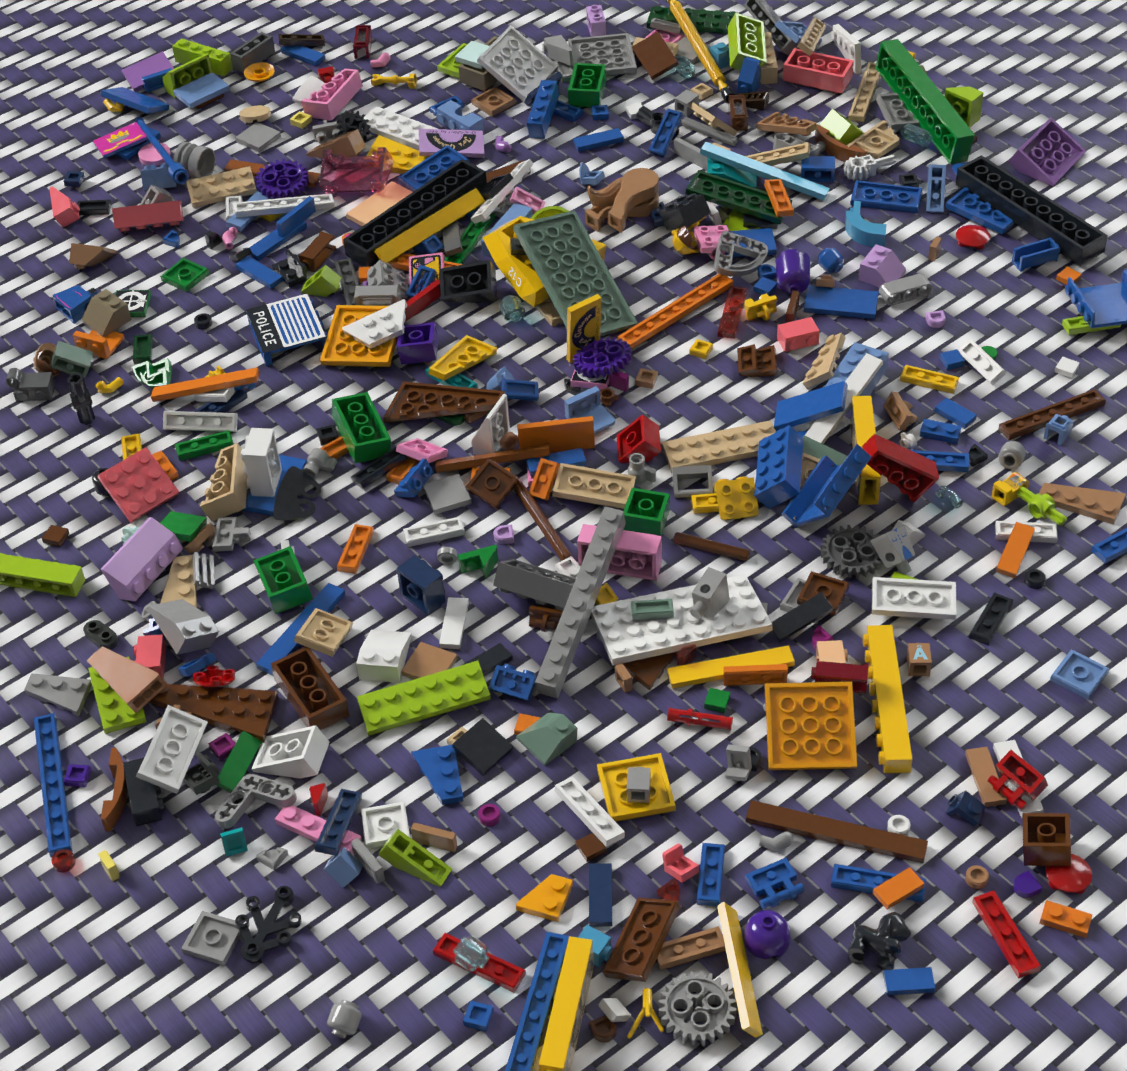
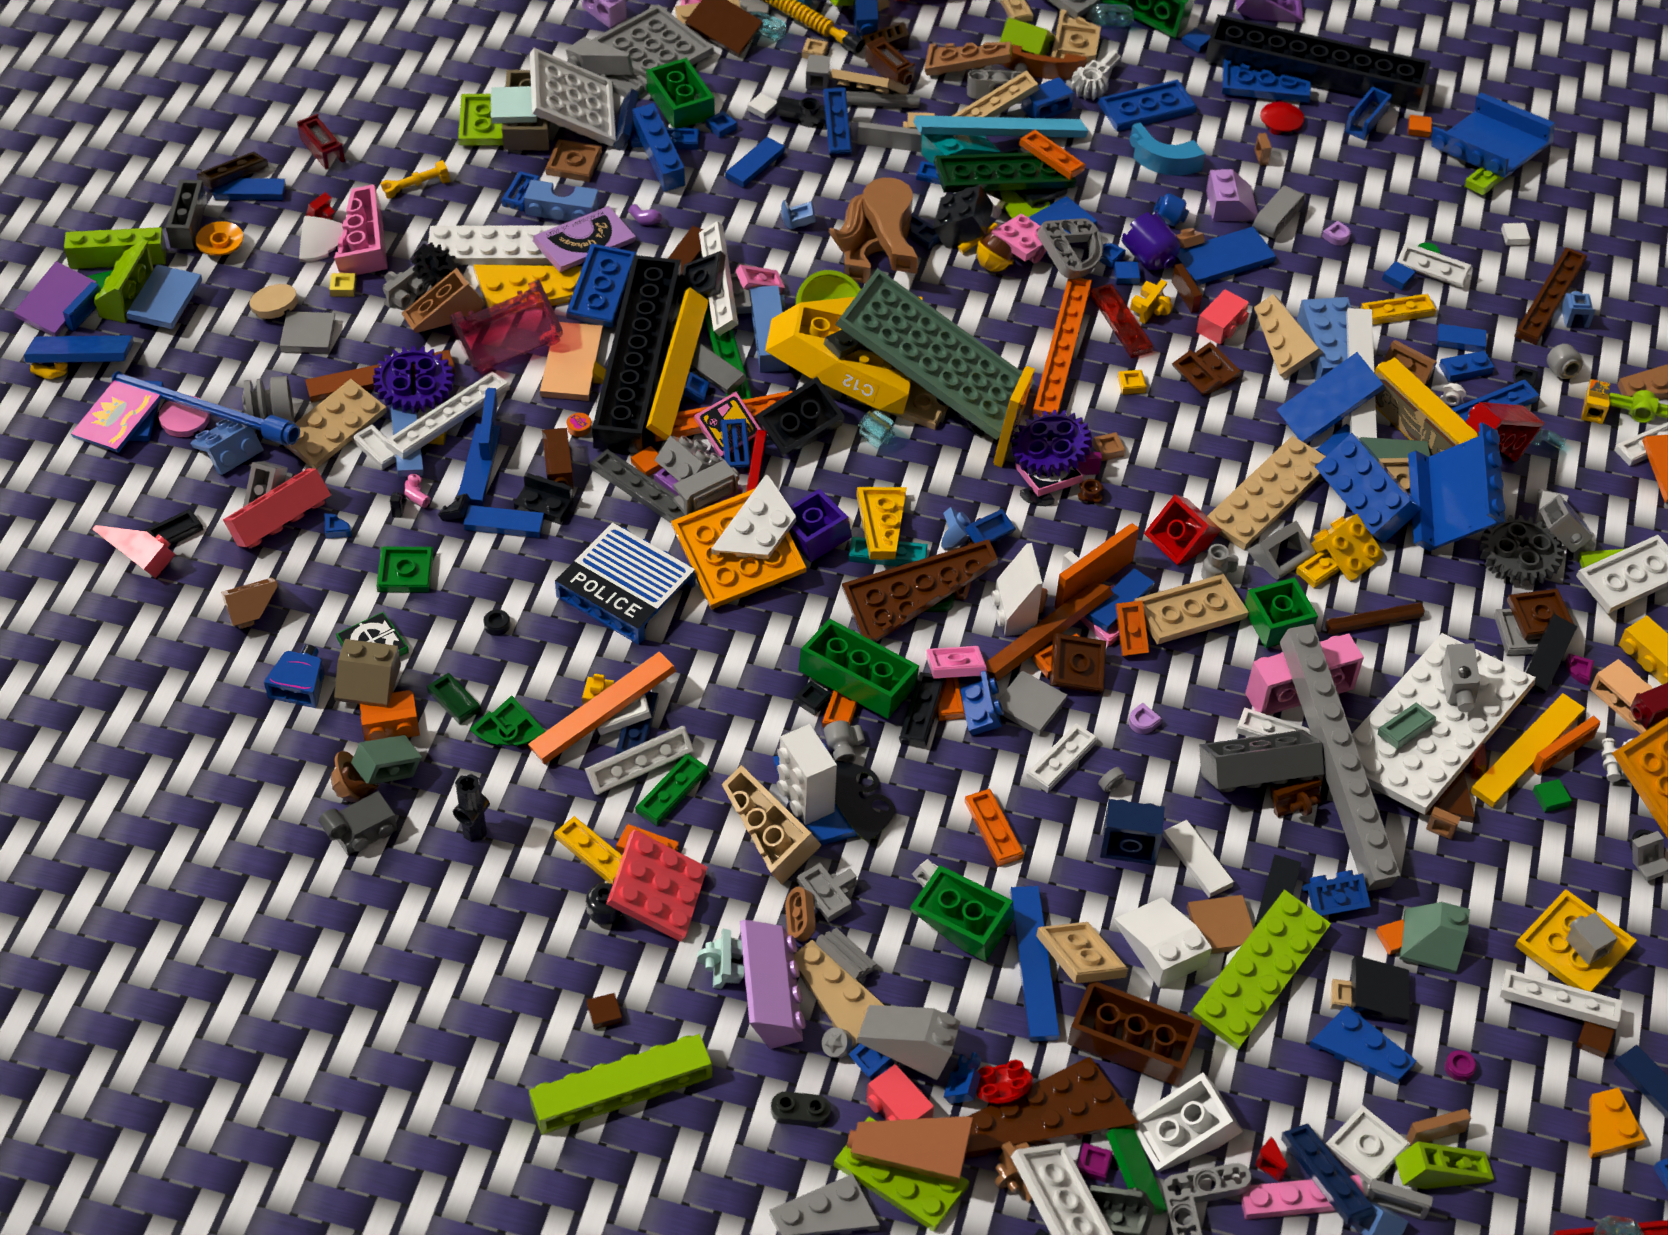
camera: 40 degrees left, 5 degrees up
(74, 179) = (105, 500): dark blue plate -> none
(109, 388) = (469, 767): yellow arm -> none
(184, 525) = (760, 905): green tile -> none
(322, 283) = (607, 500): lime slope -> none
(381, 62) = (372, 159): bright pink arm -> none
(482, 559) = (1158, 764): green slope -> none
(542, 522) = (1173, 683): reddish brown axle -> none
(586, 405) = (1092, 522): medium blue bracket -> none
(674, 715) = (1558, 827): red pin -> none
(909, 180) = (1153, 75): black tile -> none
(936, 188) = (1195, 74): medium blue slope -> none

